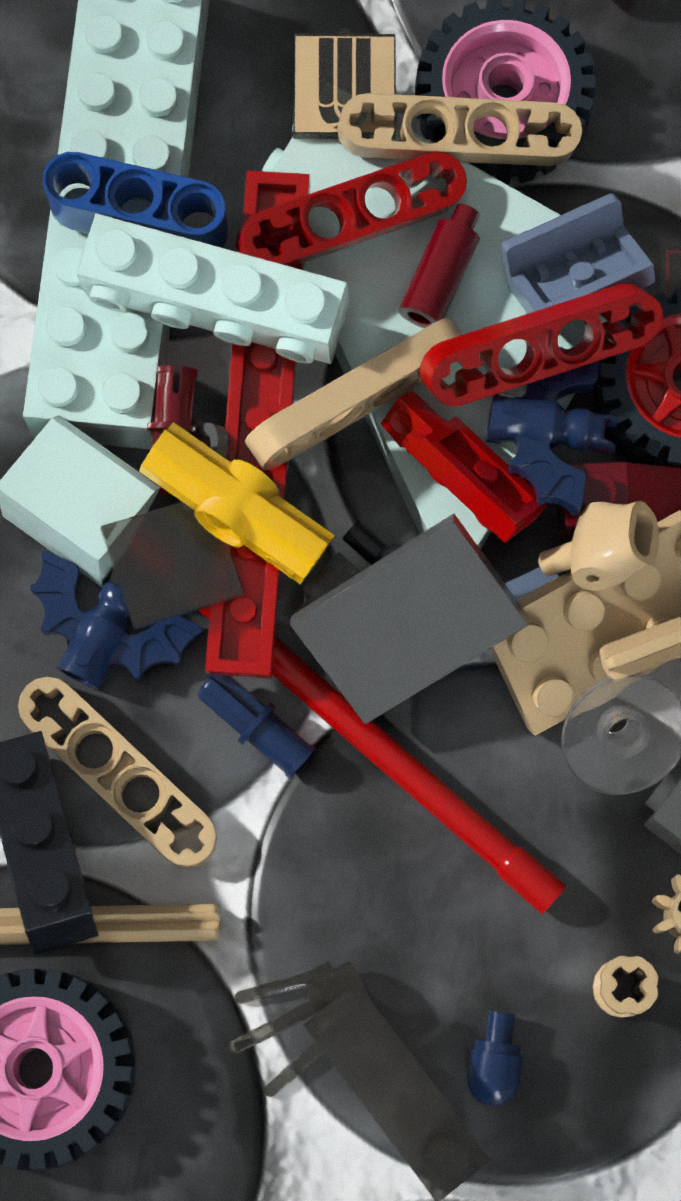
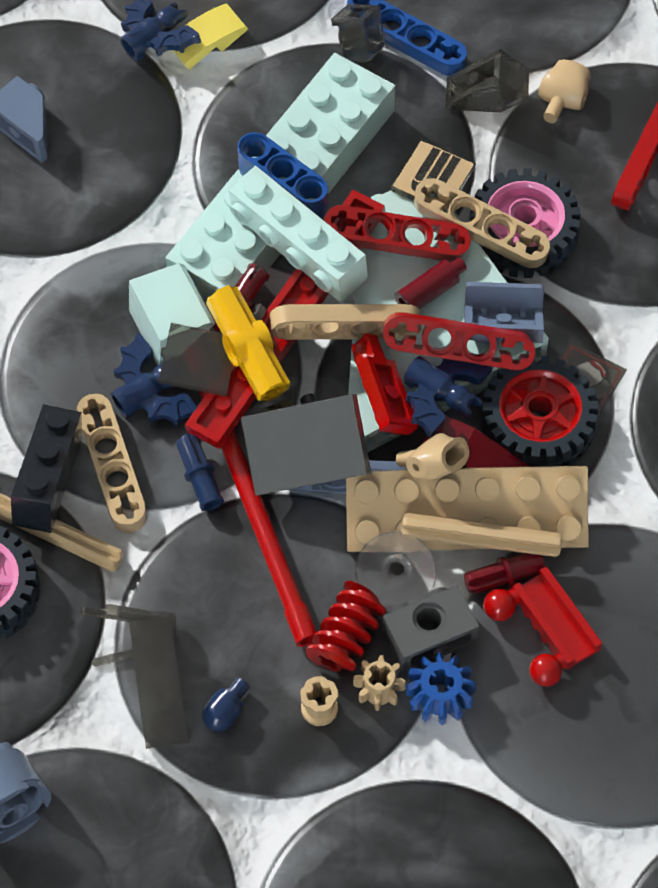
camera: 30 degrees right, 15 degrees down
(606, 857) = (345, 627): none -> red piece

